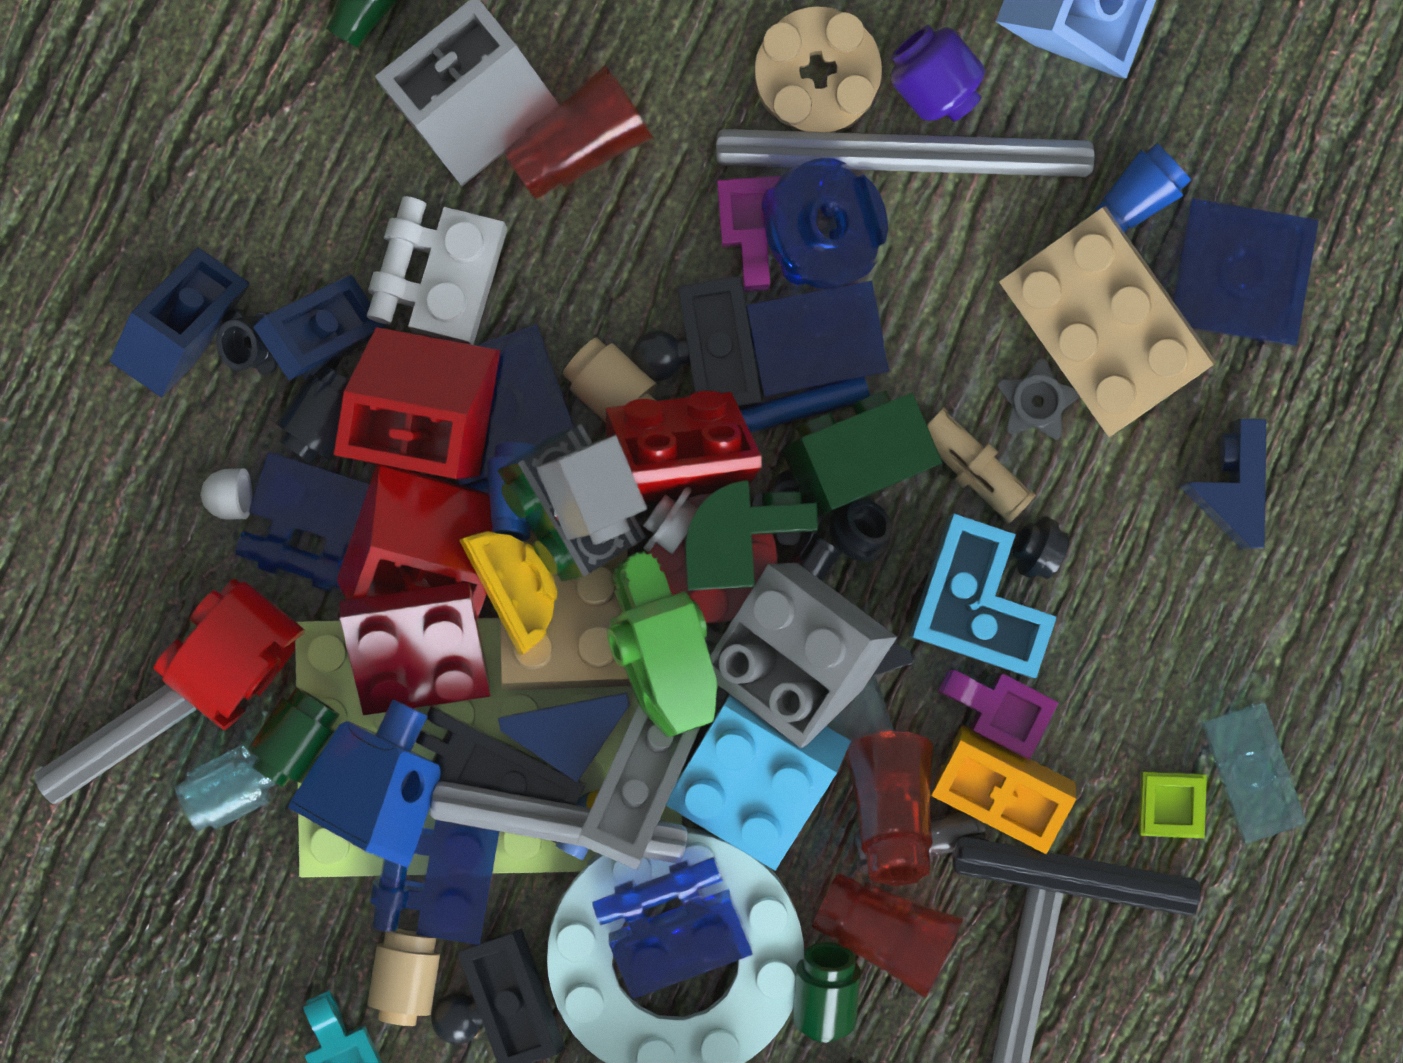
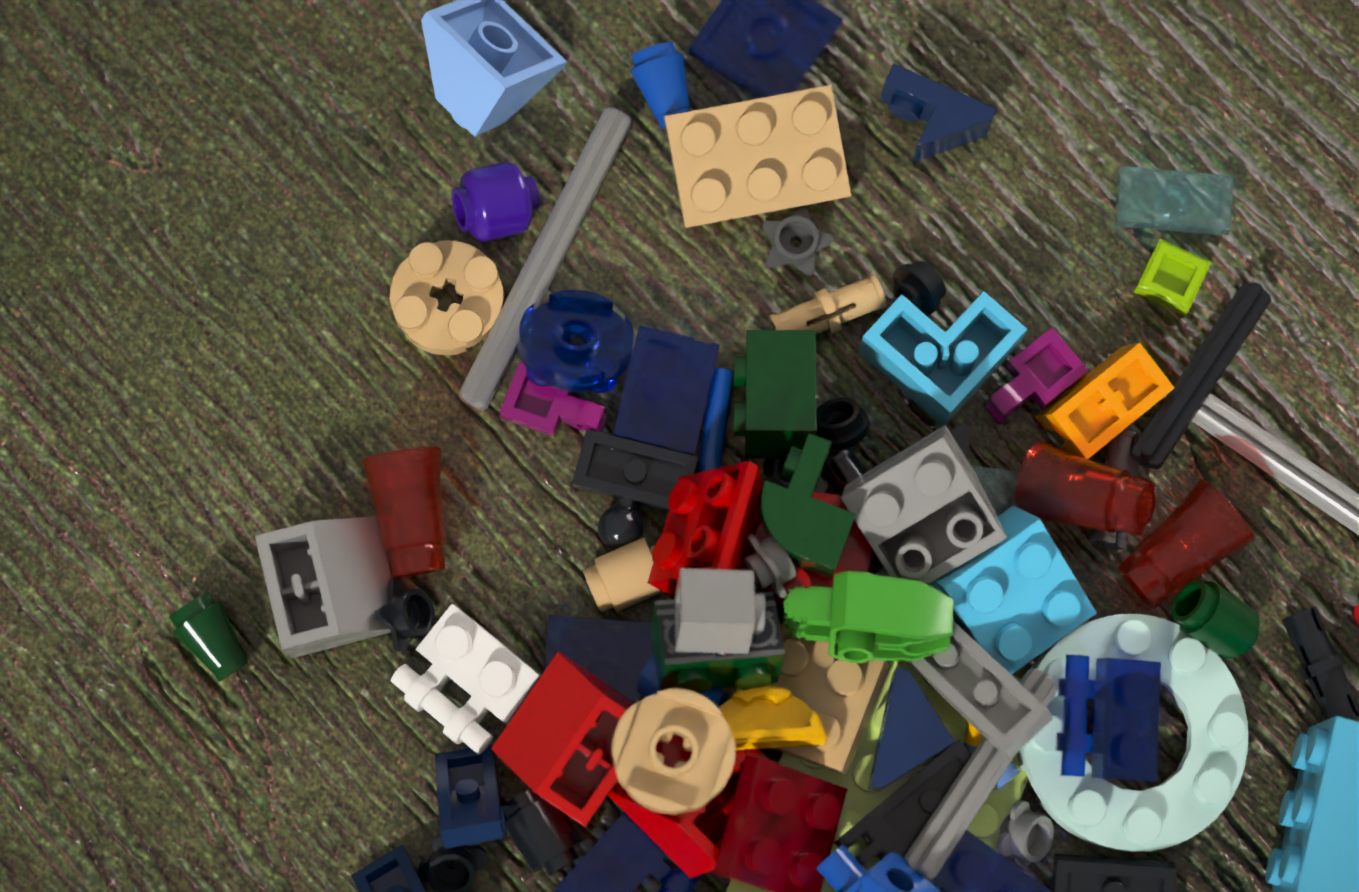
camera: 65 degrees left, 10 degrees down
(411, 537) = (705, 737): none -> tan plate
(466, 168) = (406, 614): none -> black plate
(527, 891) = (1025, 834): none -> light grey plate

